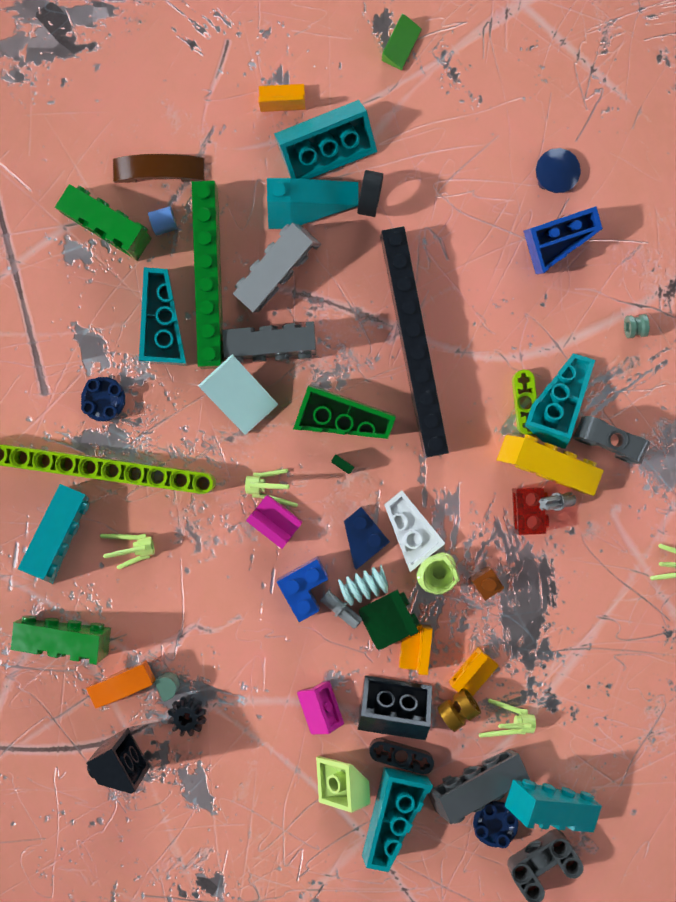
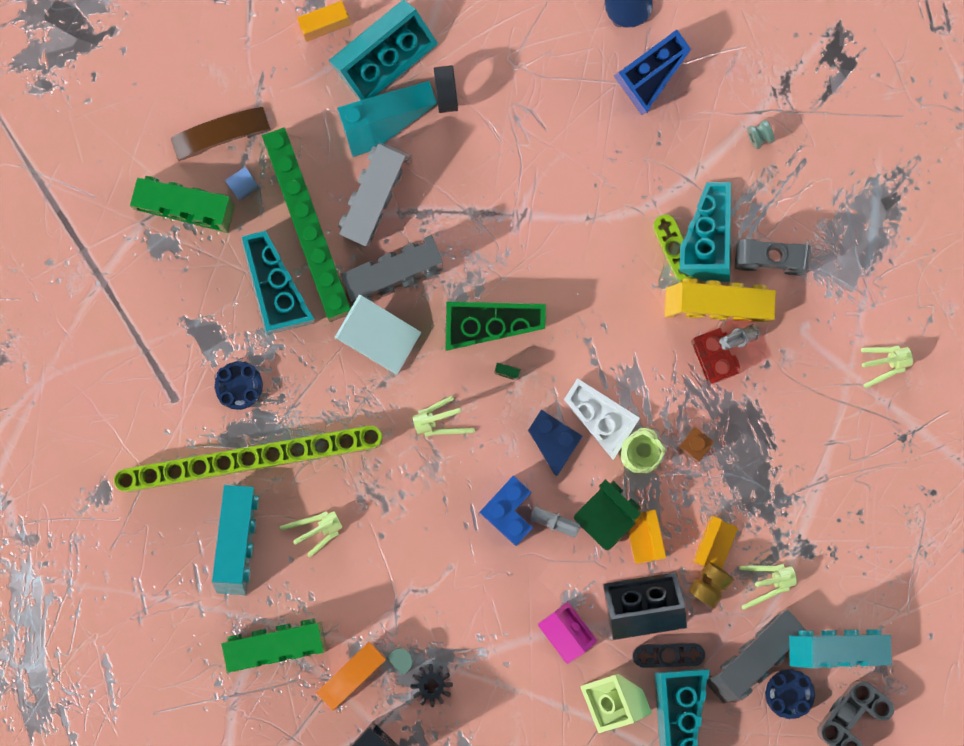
camera: 20 degrees left, 5 degrees down
(274, 521) = (456, 452): dark pink panel -> none
(364, 585) = (570, 488): light aqua piece -> none
(414, 342) = (540, 224): black brick -> none

